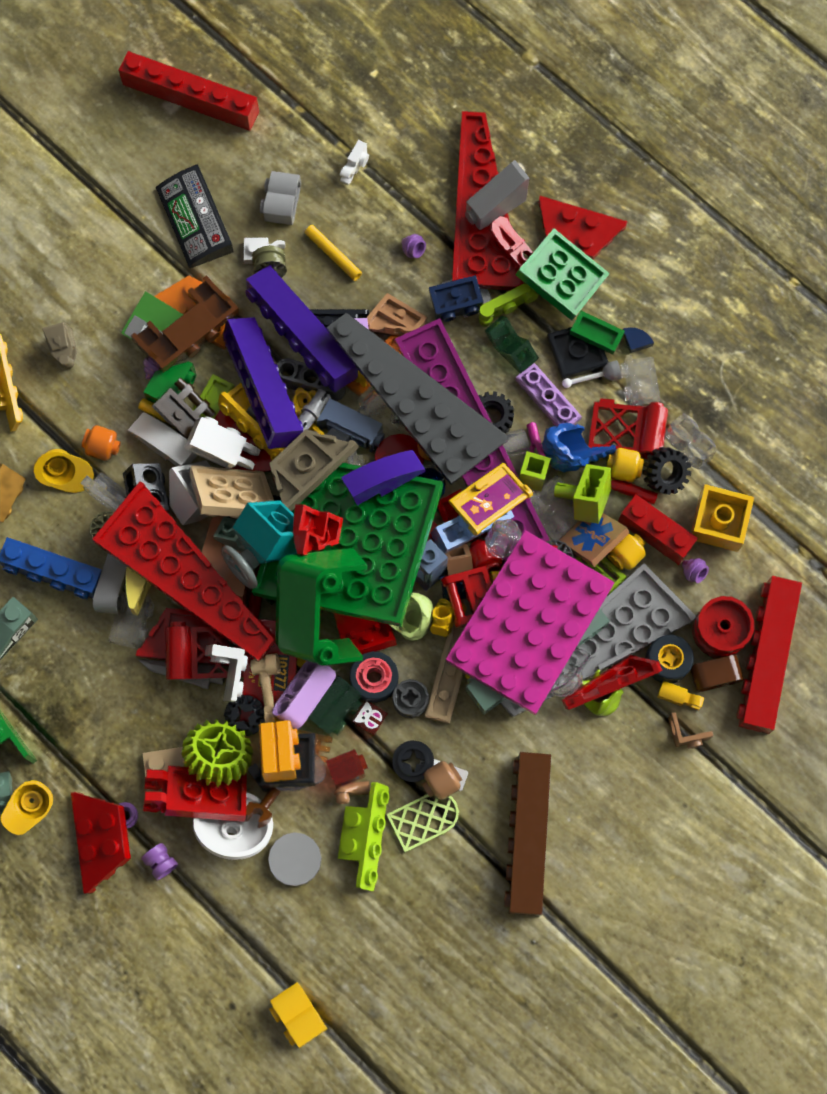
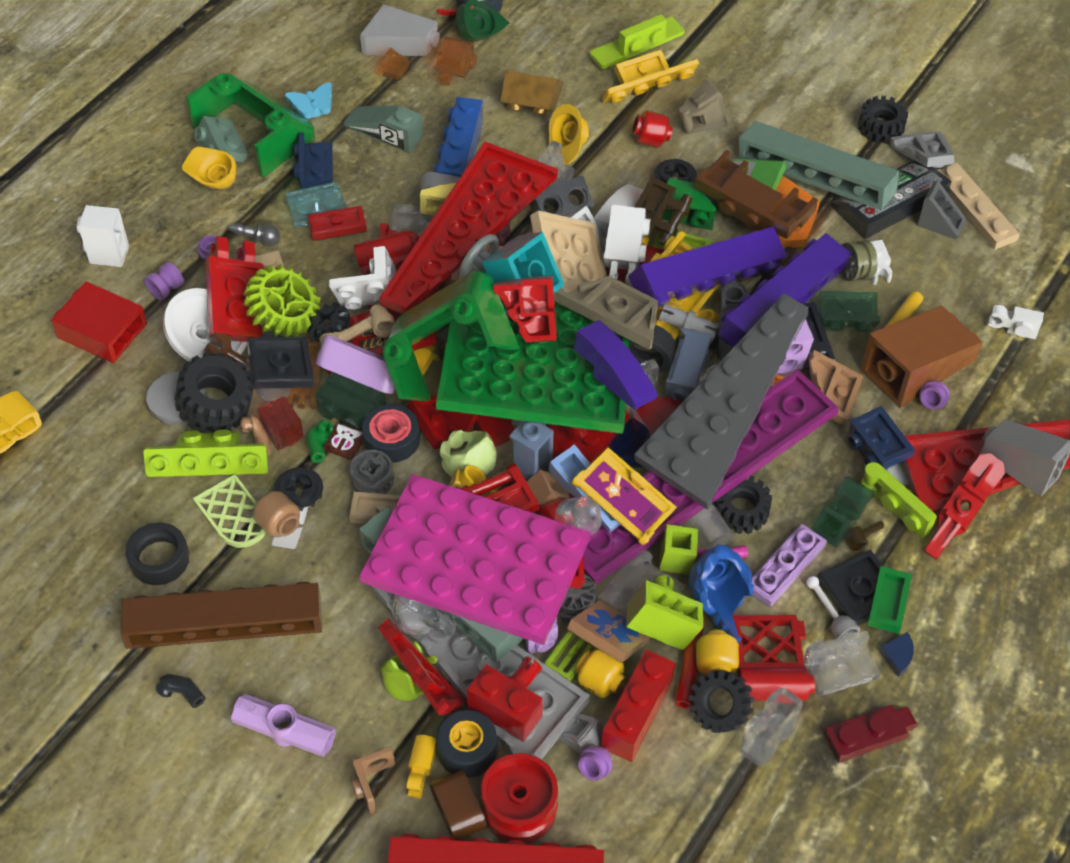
camera: 80 degrees right, 20 degrees down
(36, 707) = (314, 163): none -> dark blue bracket
(70, 394) = (652, 129): none -> red head
(88, 712) = (314, 200): none -> clear light blue plate
(99, 914) = (103, 235): none -> white brick
(100, 443) = (605, 160): orange head -> none
(100, 838) = (185, 230): red wing -> none
(105, 209) = (884, 109): none -> black tyre
(116, 763) = (267, 235): none -> flat silver bar
(120, 695) = (337, 223): none -> red plate
(126, 377) = (668, 169): none -> black gear
(150, 172) = (925, 148): none -> light grey wing
(154, 264) = (821, 165): none -> sand green brick
(189, 90) = (1037, 165): red brick -> none
(196, 925) = (99, 322): none -> red brick
(220, 152) = (979, 208): none -> tan plate
(226, 184) = (941, 213): none -> dark grey slope
(277, 751) = (284, 340): light orange brick -> none
(281, 197) = (943, 263): light grey brick -> none
(315, 802) = (215, 373): none -> black tyre
(318, 284) = (849, 309): none -> clear green bracket
(364, 741) = (316, 440): none -> green arm
(376, 243) = (918, 351): none -> dark orange slope
(440, 883) = (151, 534): none -> black tyre
(535, 339) = (858, 539): none -> dark brown hand
(562, 274) = (952, 544): plate -> none
(581, 226) = (1028, 565): red wing -> none
(584, 873) = (173, 683): none -> black arm
(643, 780) = (265, 718): none -> lavender piece
(648, 620) = (507, 698): none -> red brick
(670, 574) = (582, 733): none -> light grey slope
(695, 377) = (869, 732): none -> dark red hinge
(722, 517) = (672, 778): yellow brick -> none

